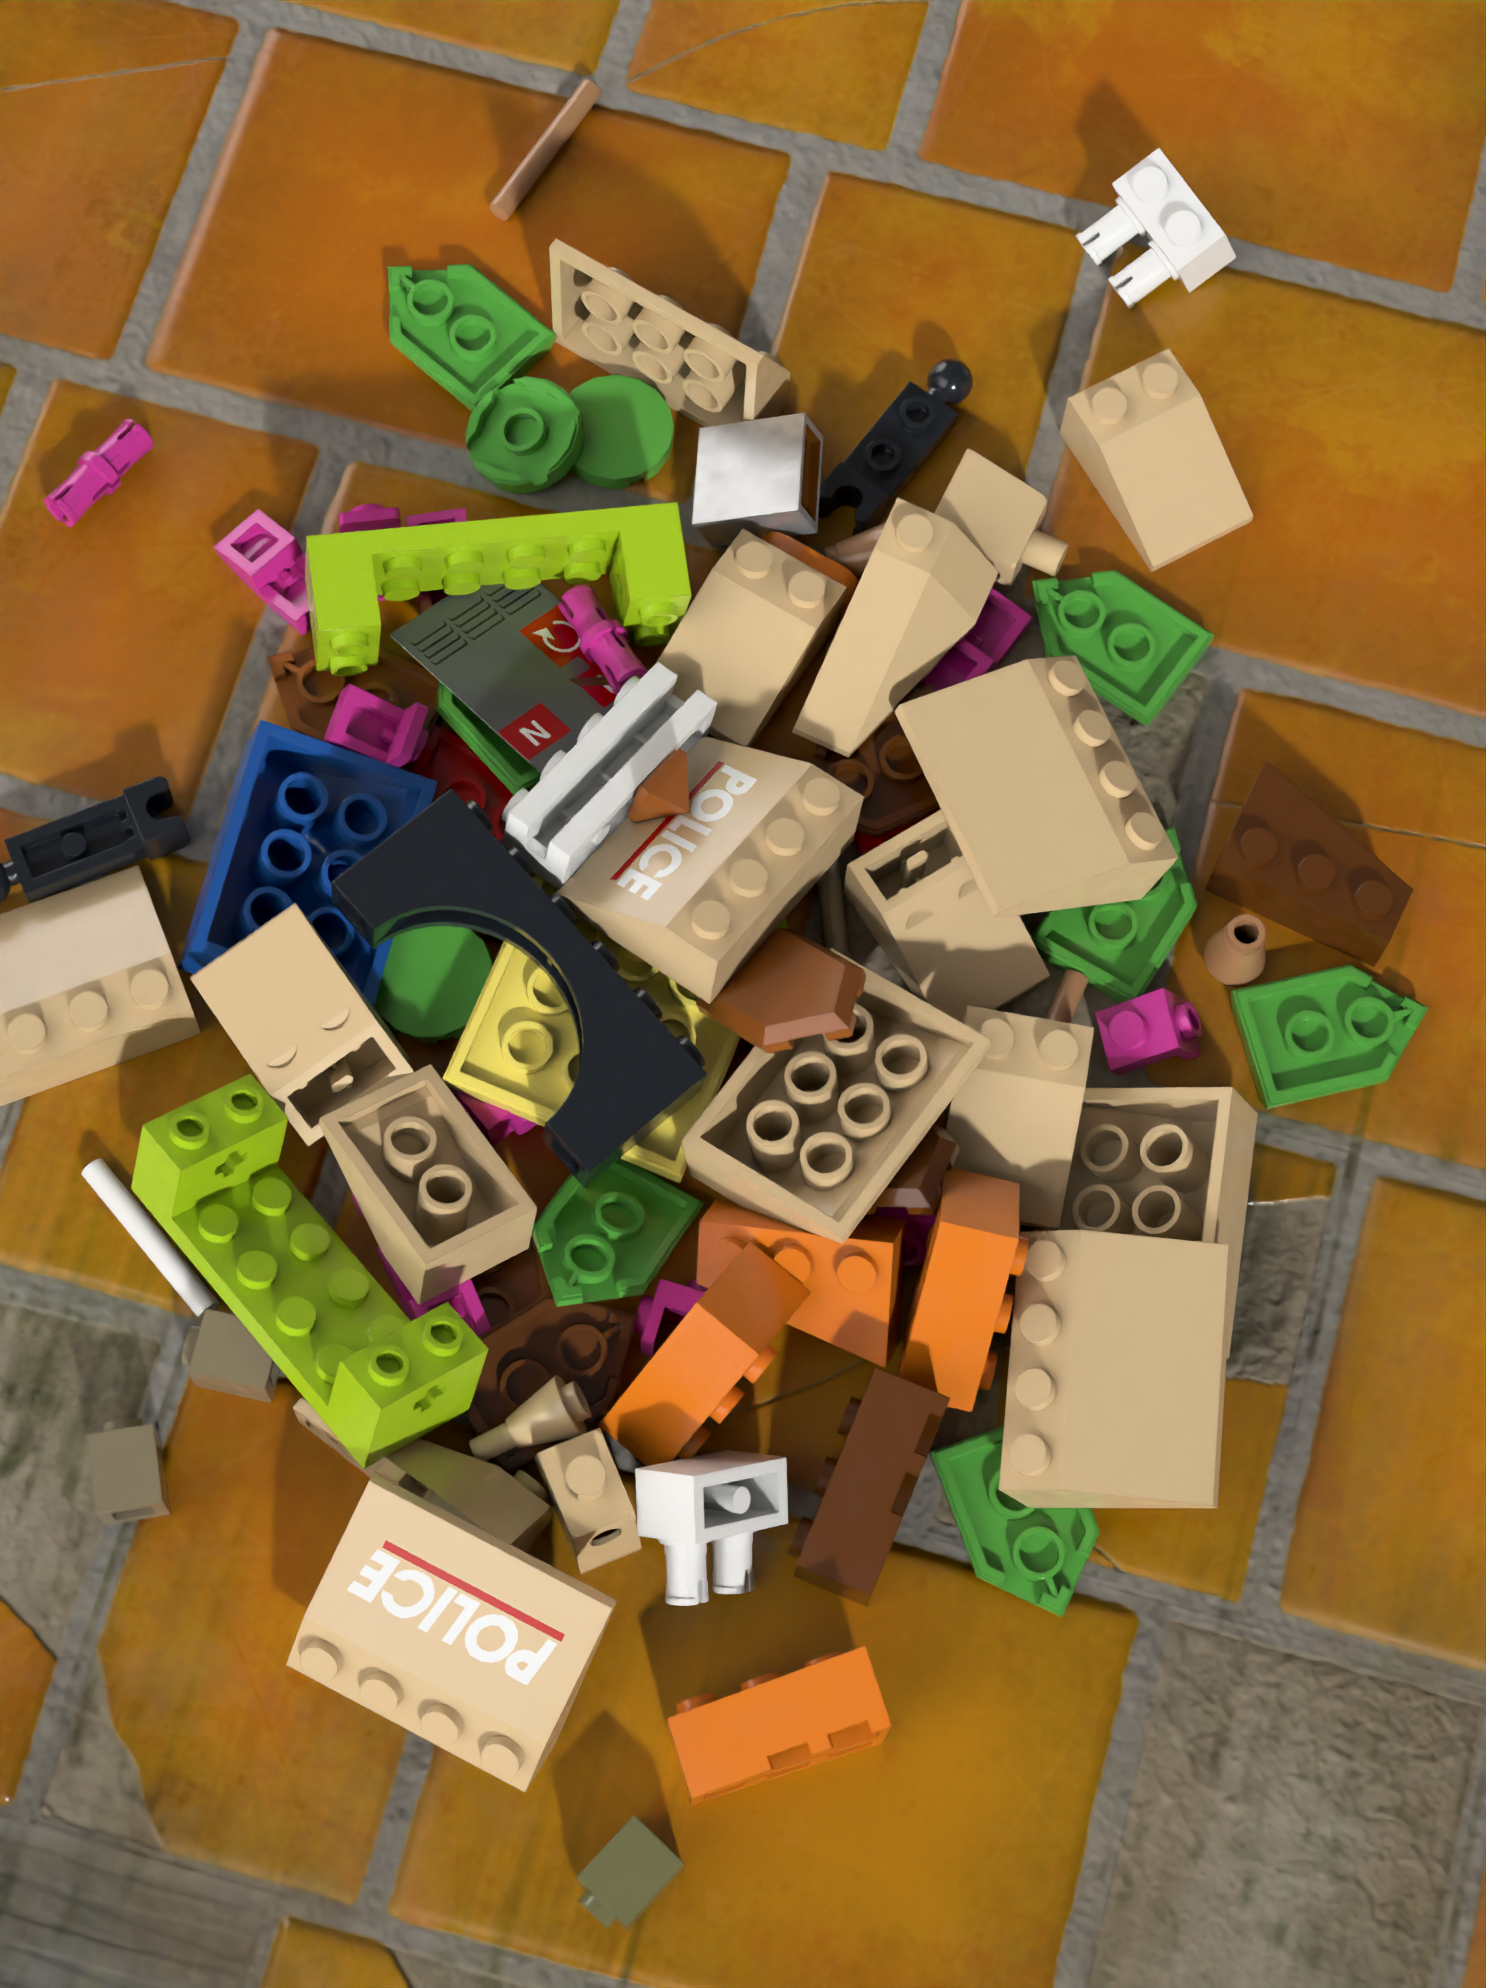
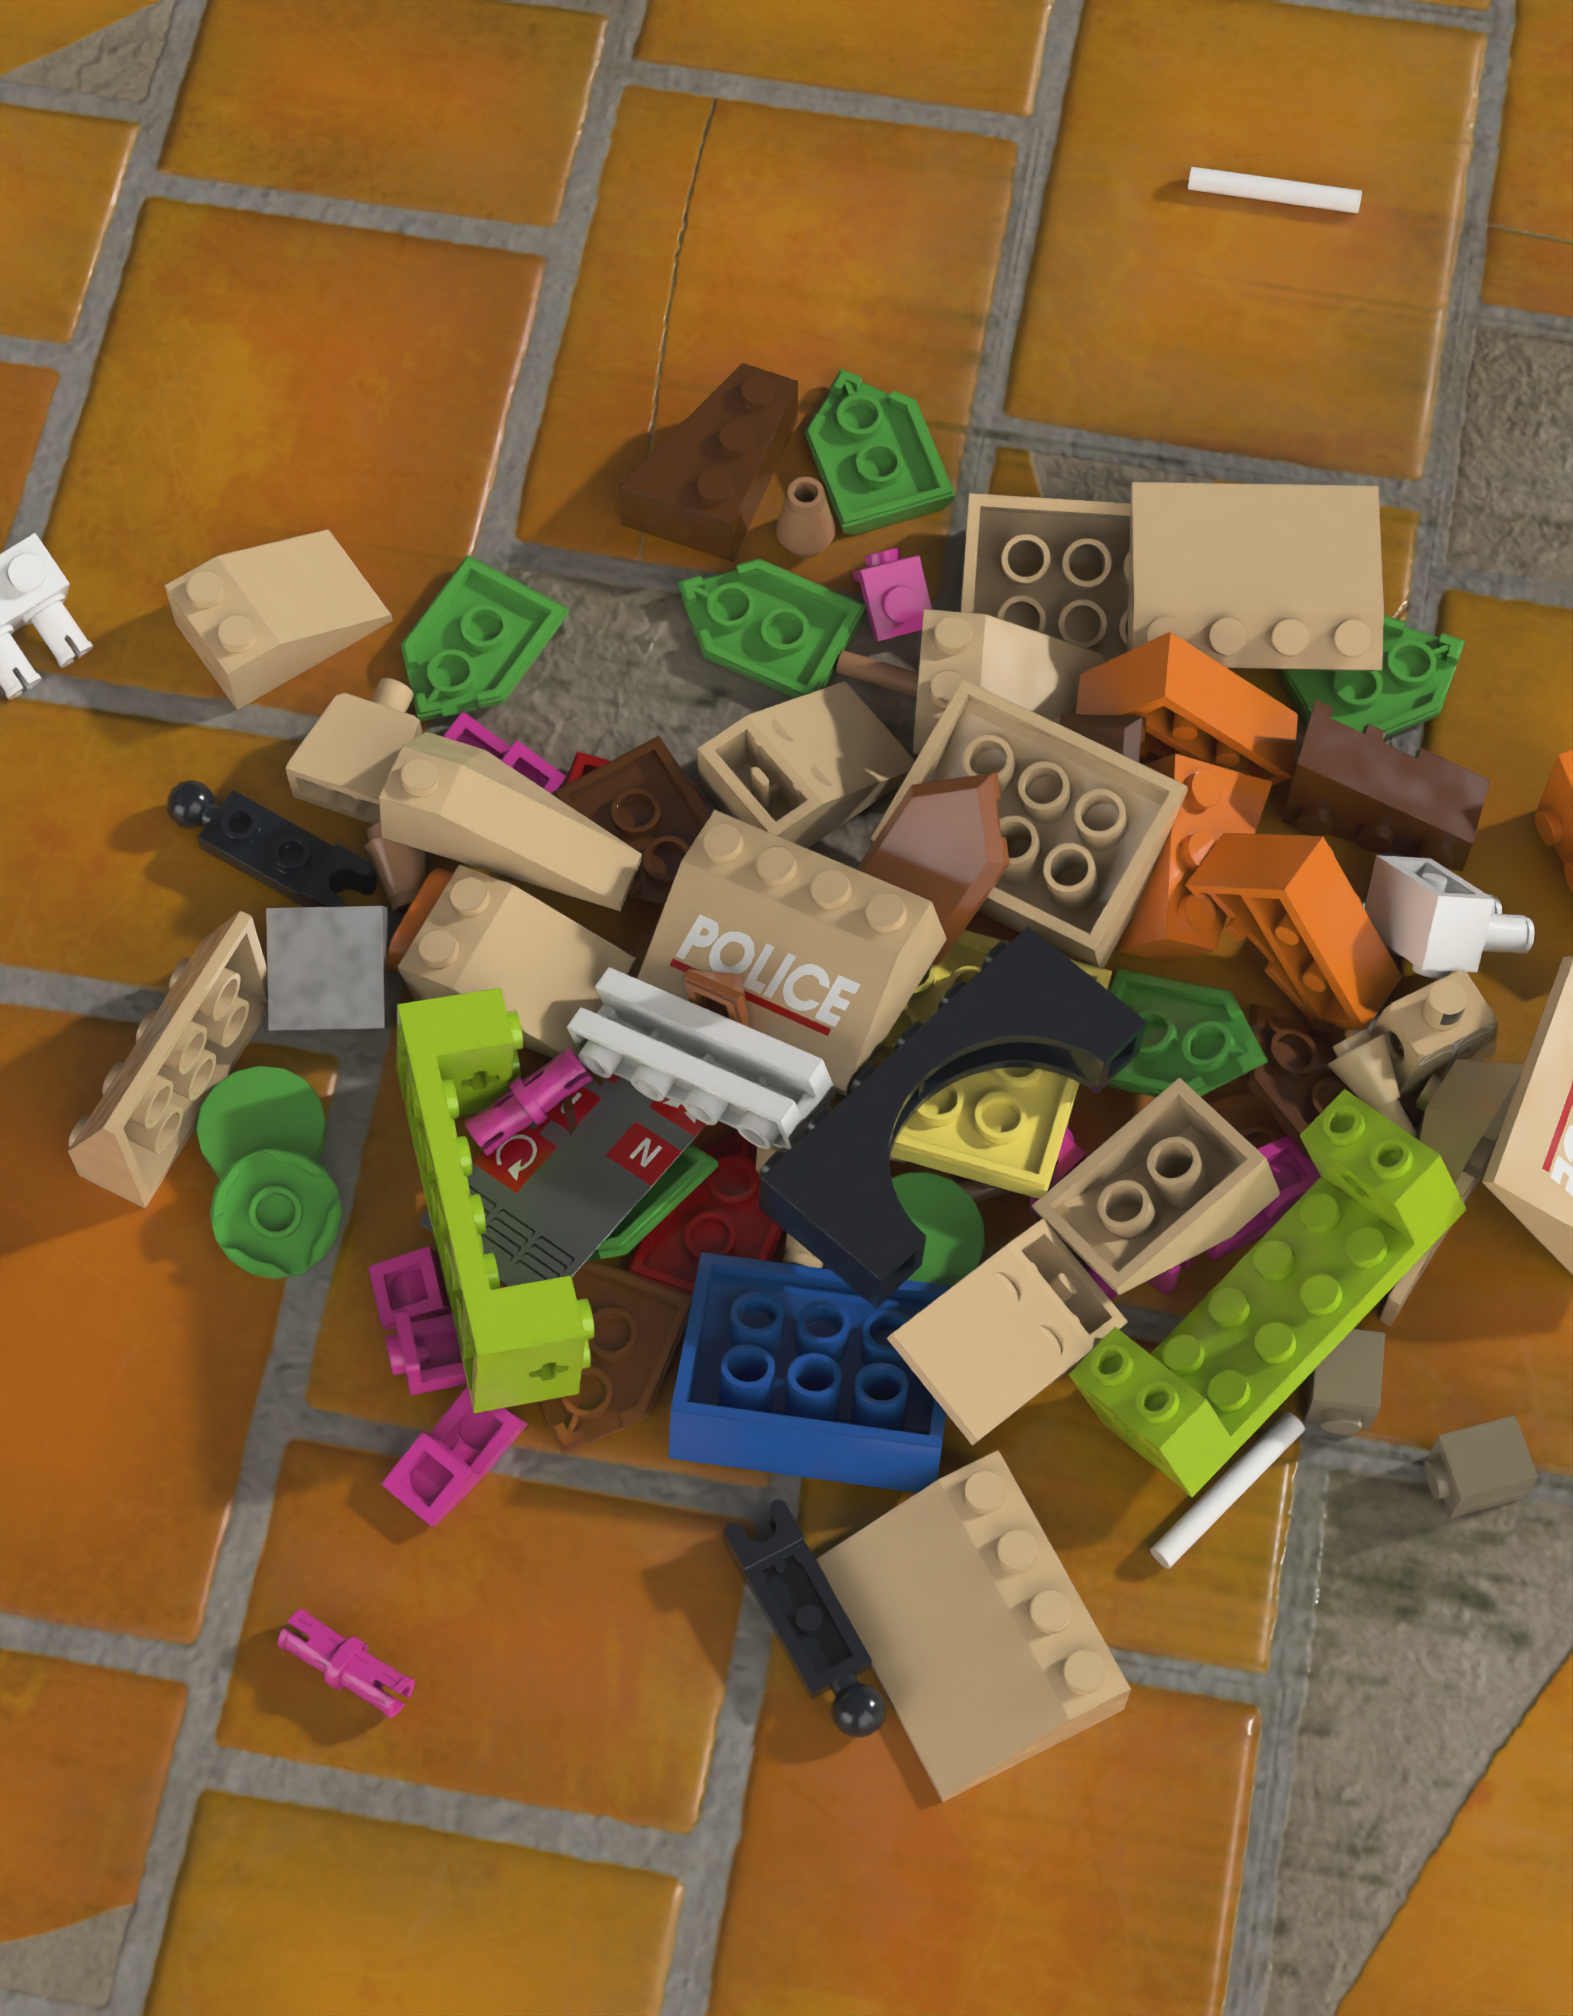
camera: 90 degrees left, 5 degrees down
(377, 727) = (654, 1308): dark pink bracket -> none
(463, 329) = (141, 1297): bright green tile -> none
(668, 1306) = (1229, 966): dark pink bracket -> none
(1038, 789) = (669, 677): tan slope -> none

